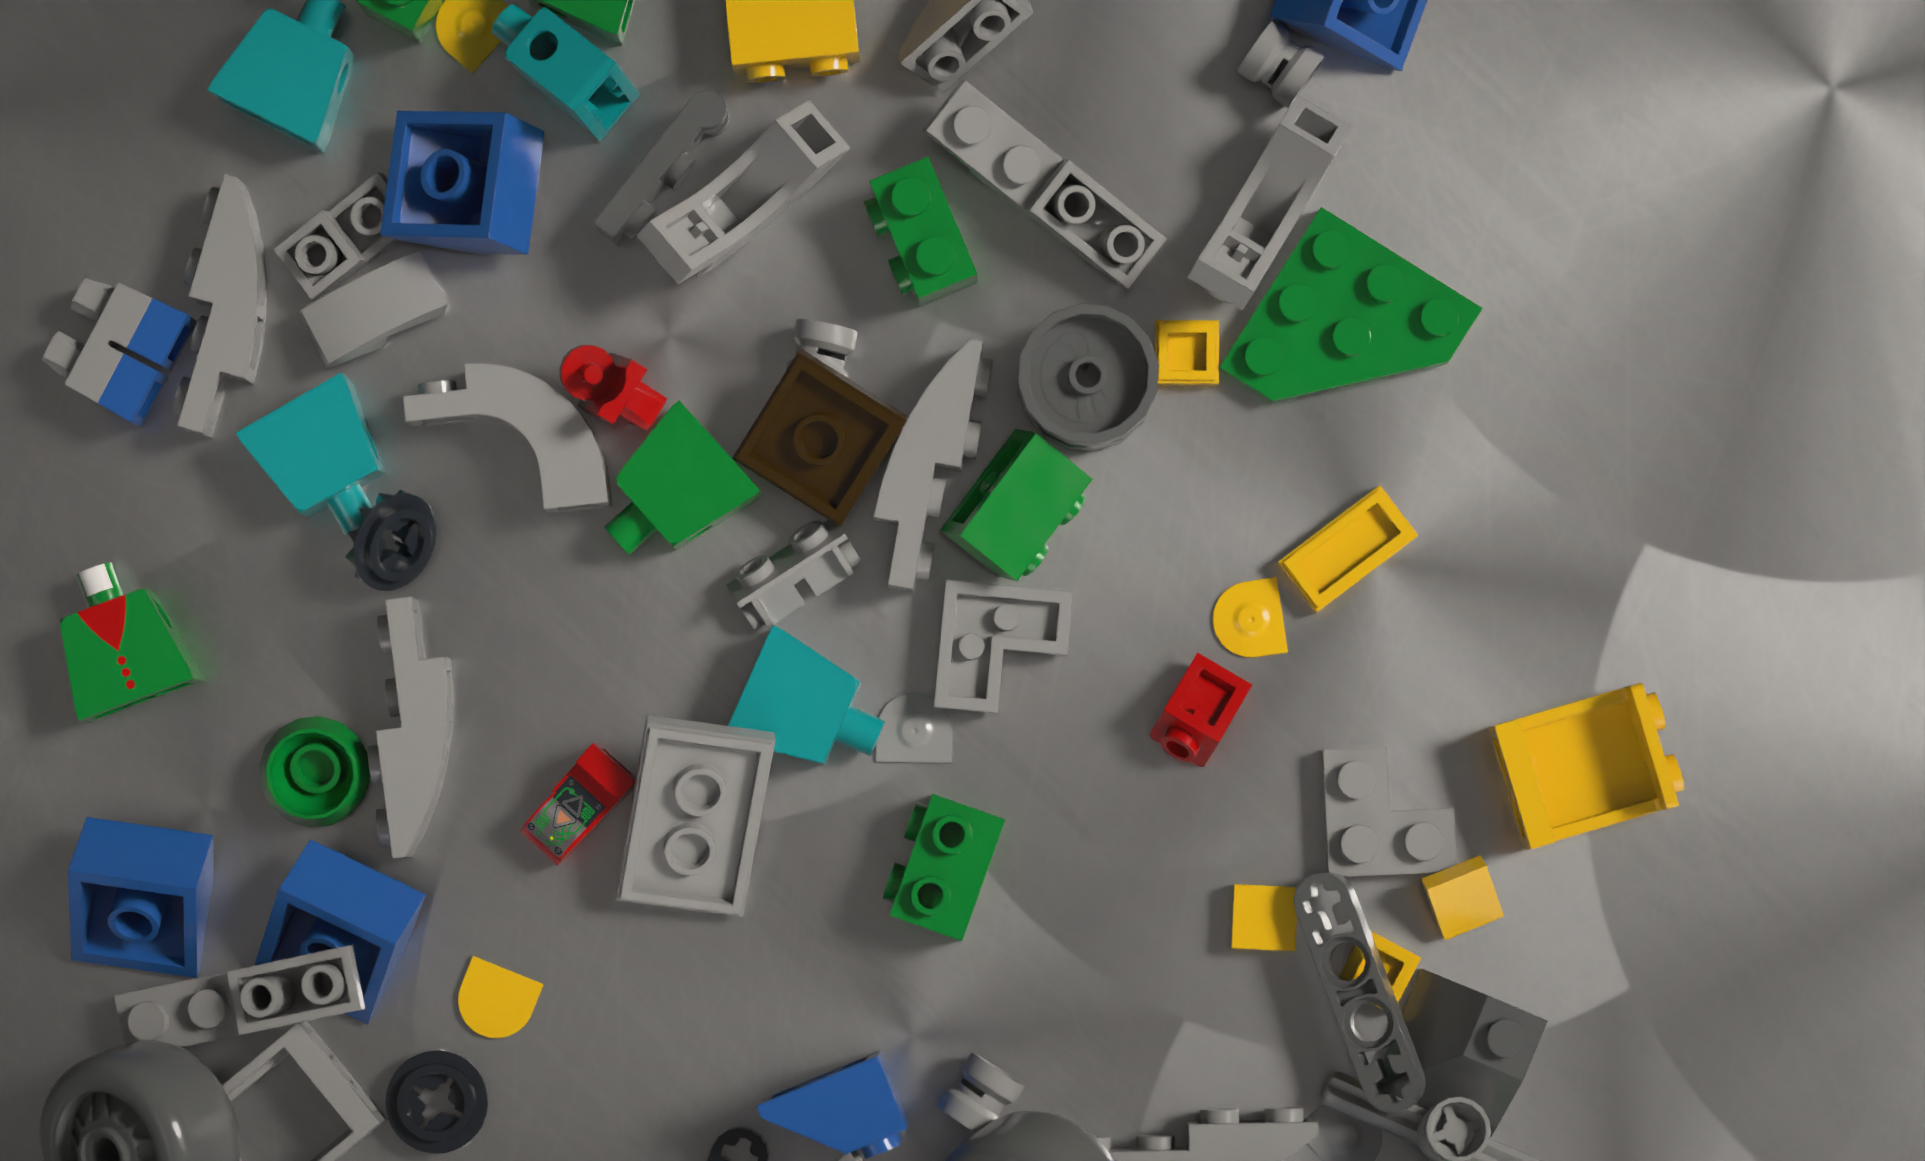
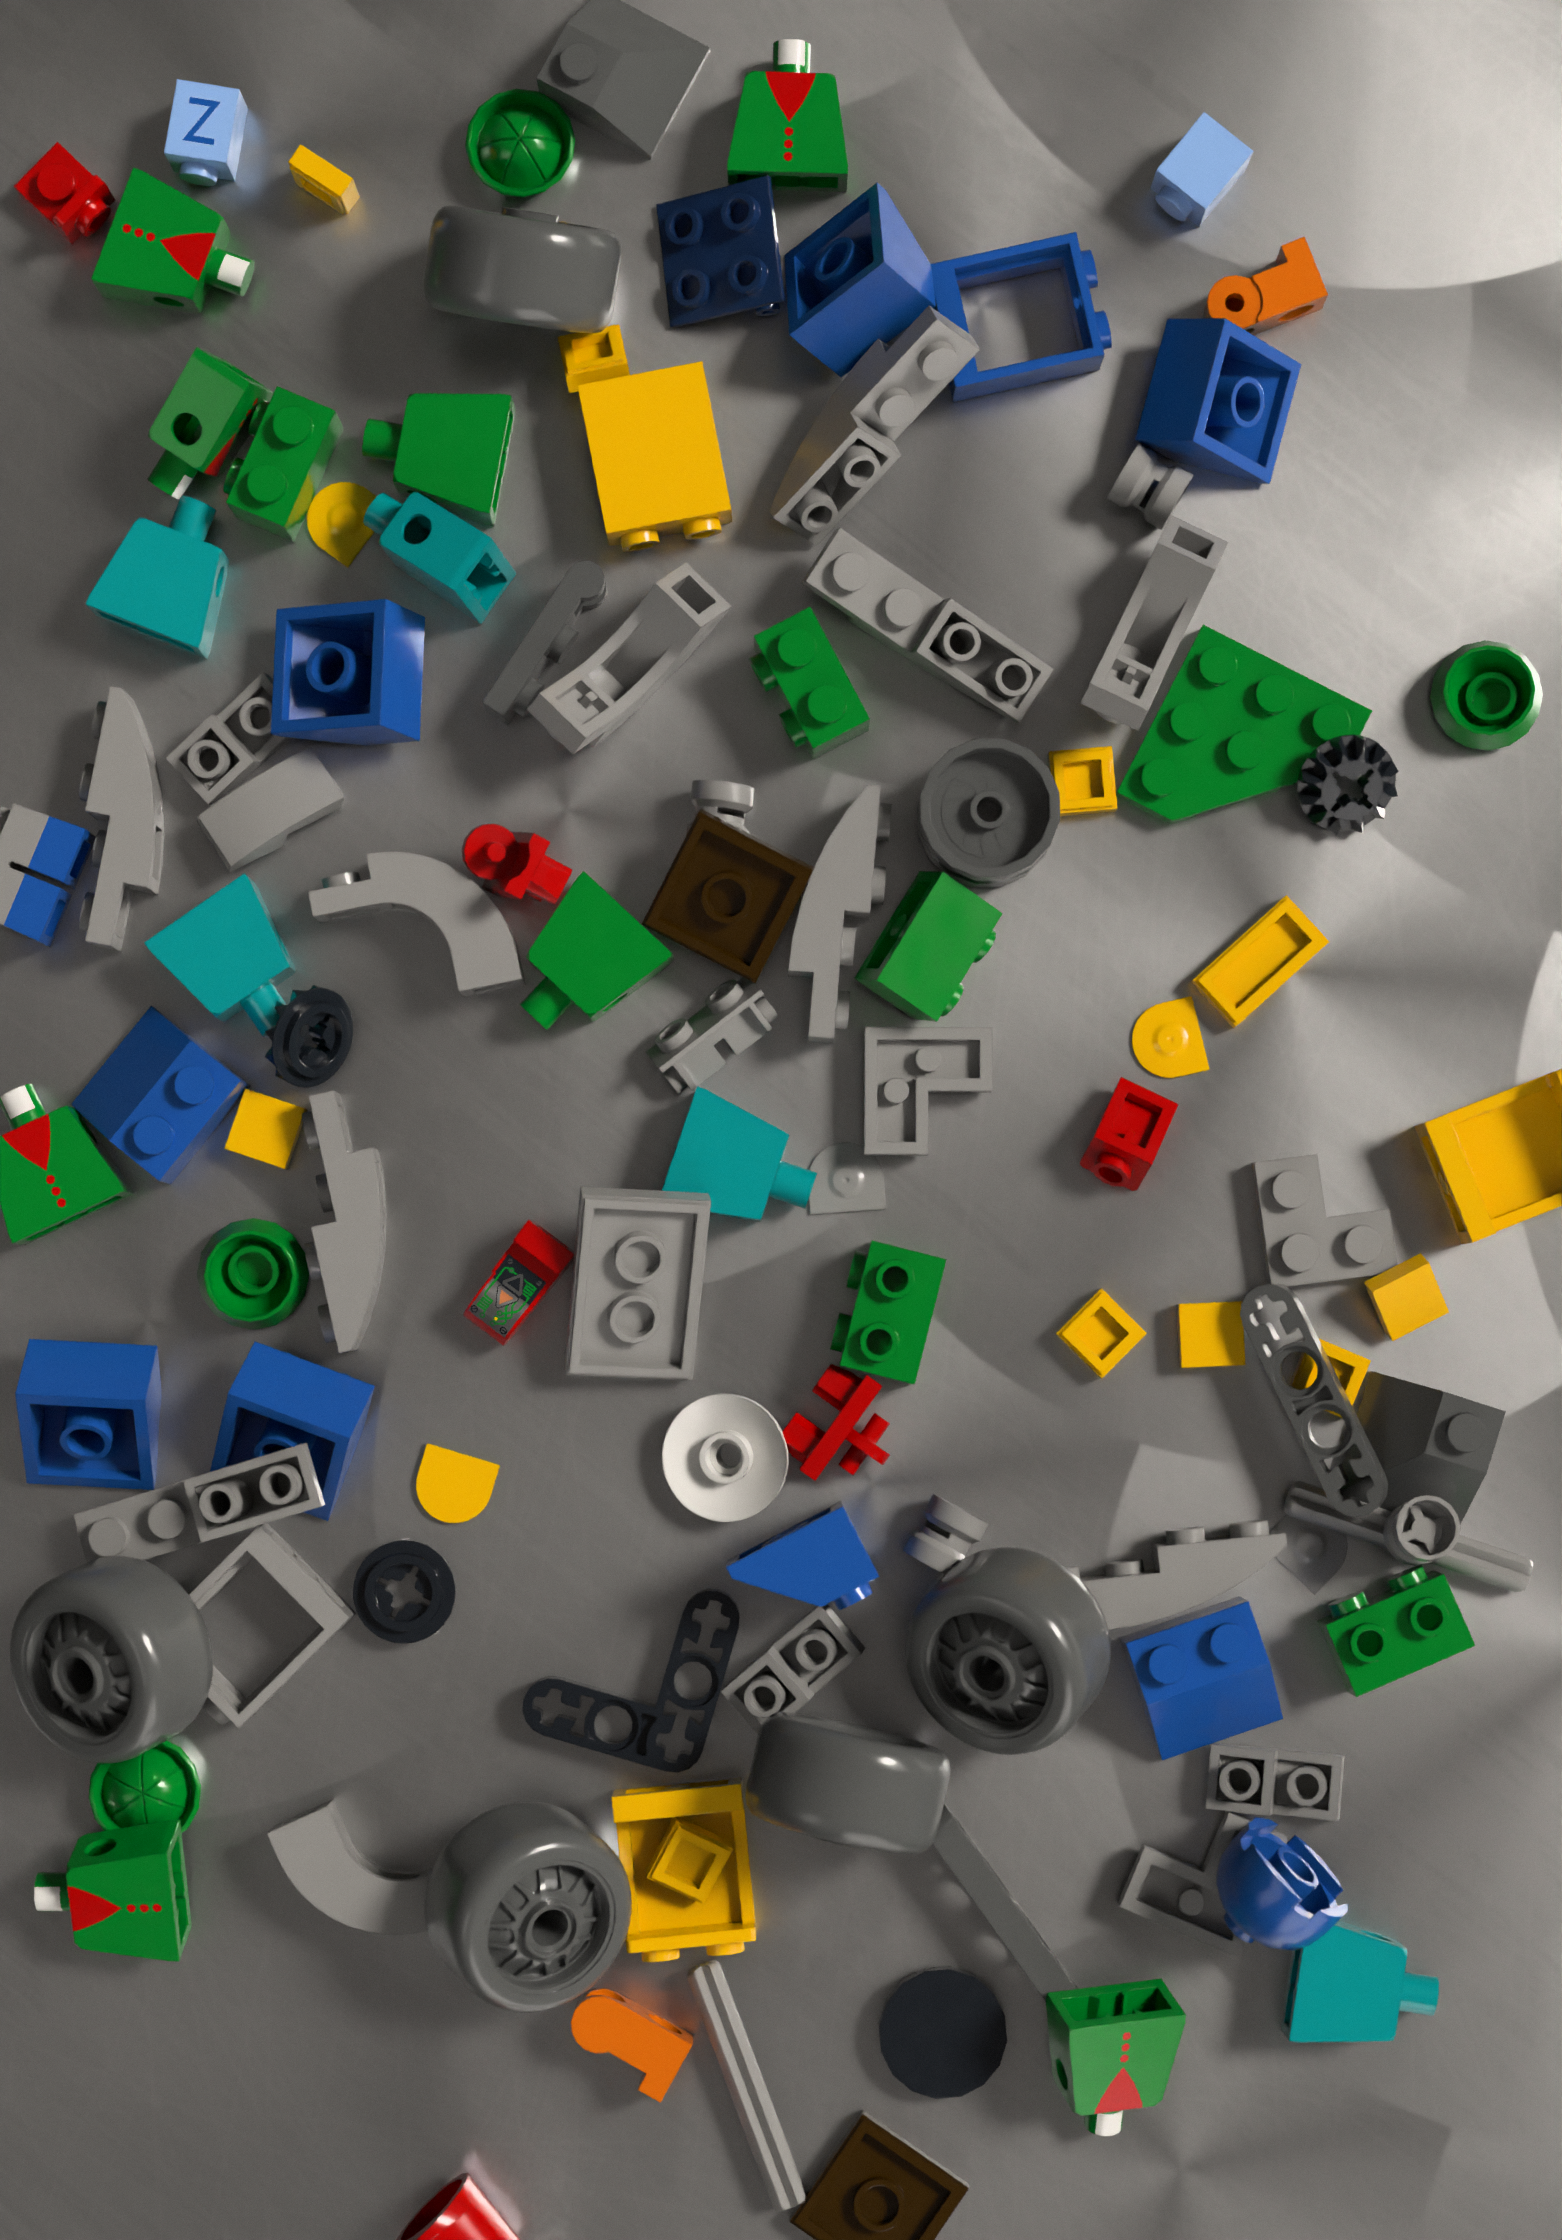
camera: 10 degrees left, 0 degrees up
(238, 586) = (160, 1096): none -> blue slope
(340, 628) = (265, 1129): none -> yellow tile
(739, 1003) = (695, 1461): none -> white dish
(859, 994) = (851, 1397): none -> red hips
(1154, 906) = (1100, 1333): none -> yellow tile
(1452, 353) = (1349, 757): none -> black gear
(1617, 308) = (1505, 698): none -> green hat

